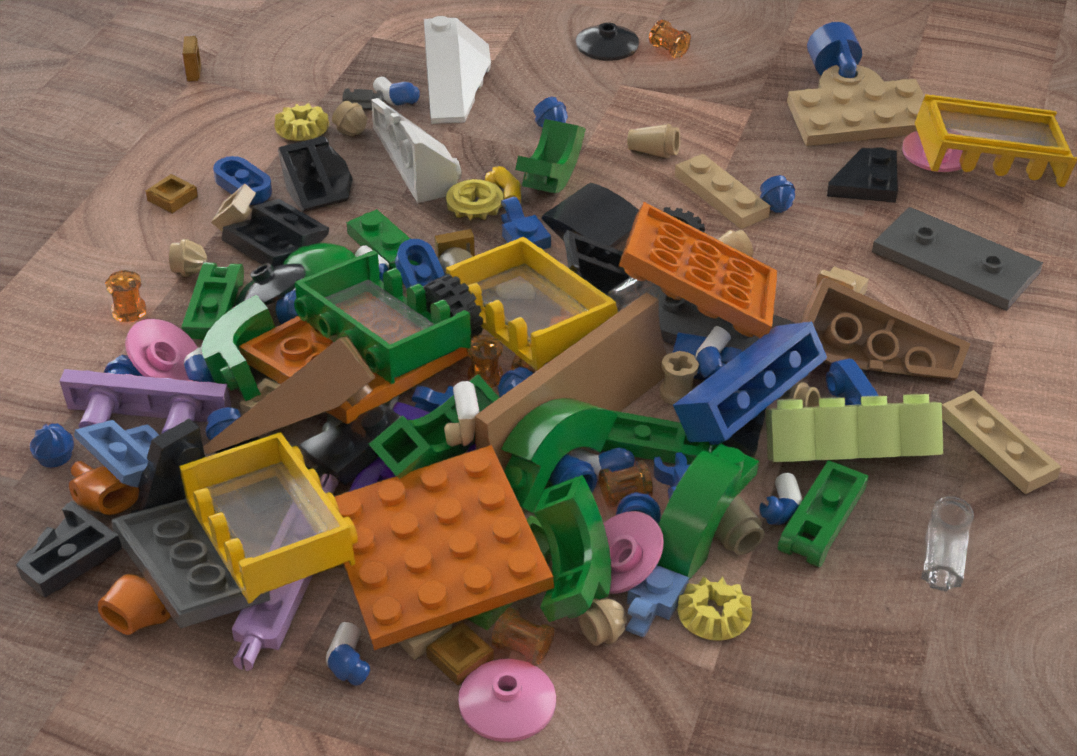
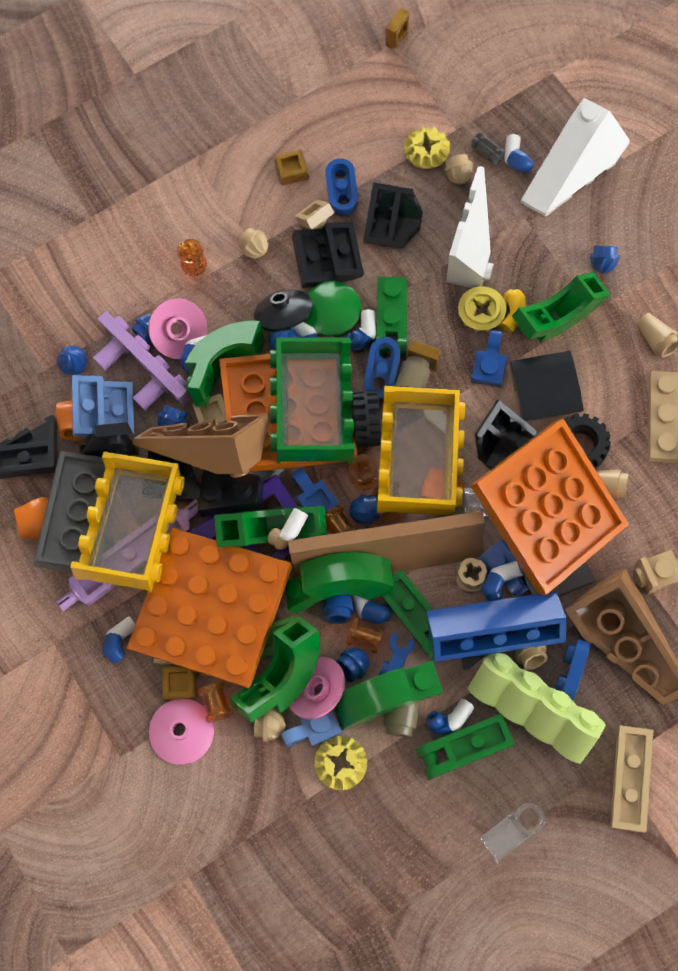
camera: 45 degrees right, 30 degrees up
(212, 297) = (243, 294): green plate -> none

